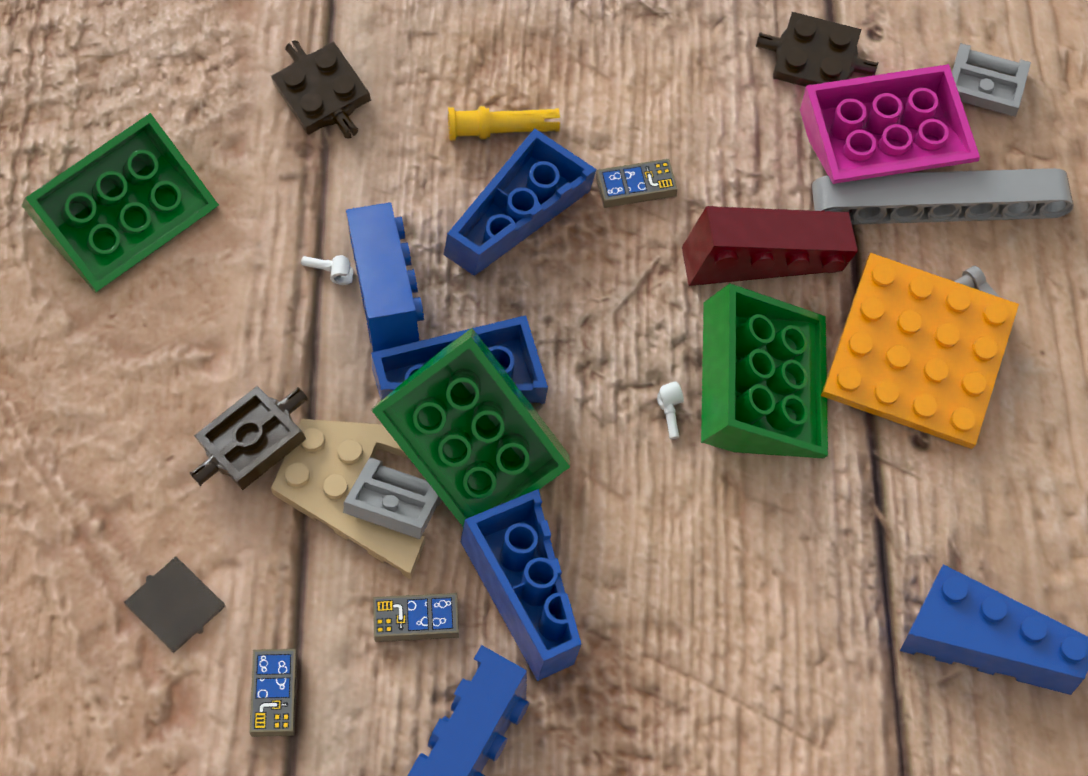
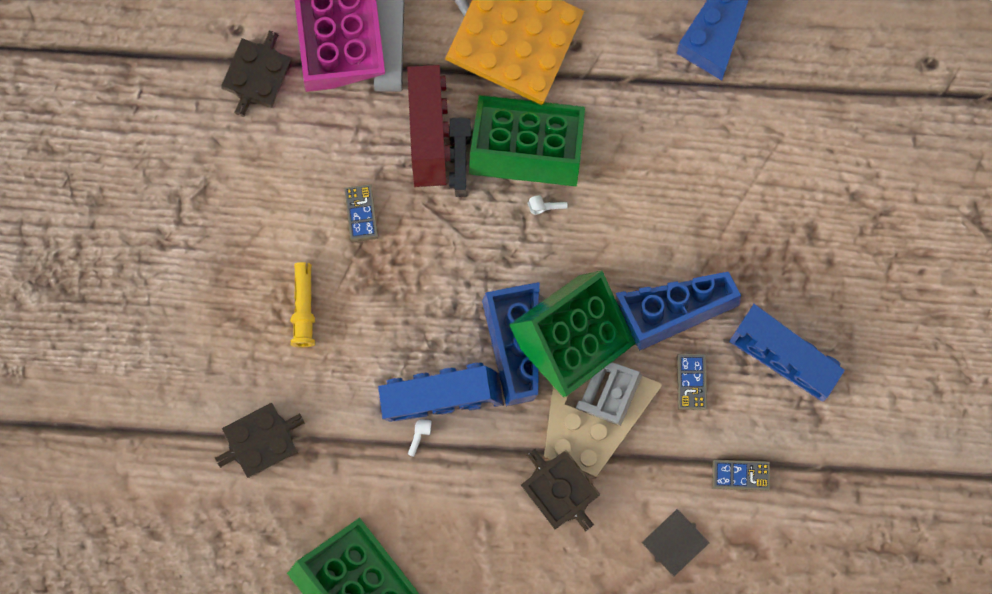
camera: 85 degrees left, 15 degrees up
(519, 200) = (379, 296): blue wedge -> none
(695, 289) = (460, 136): none -> black plate

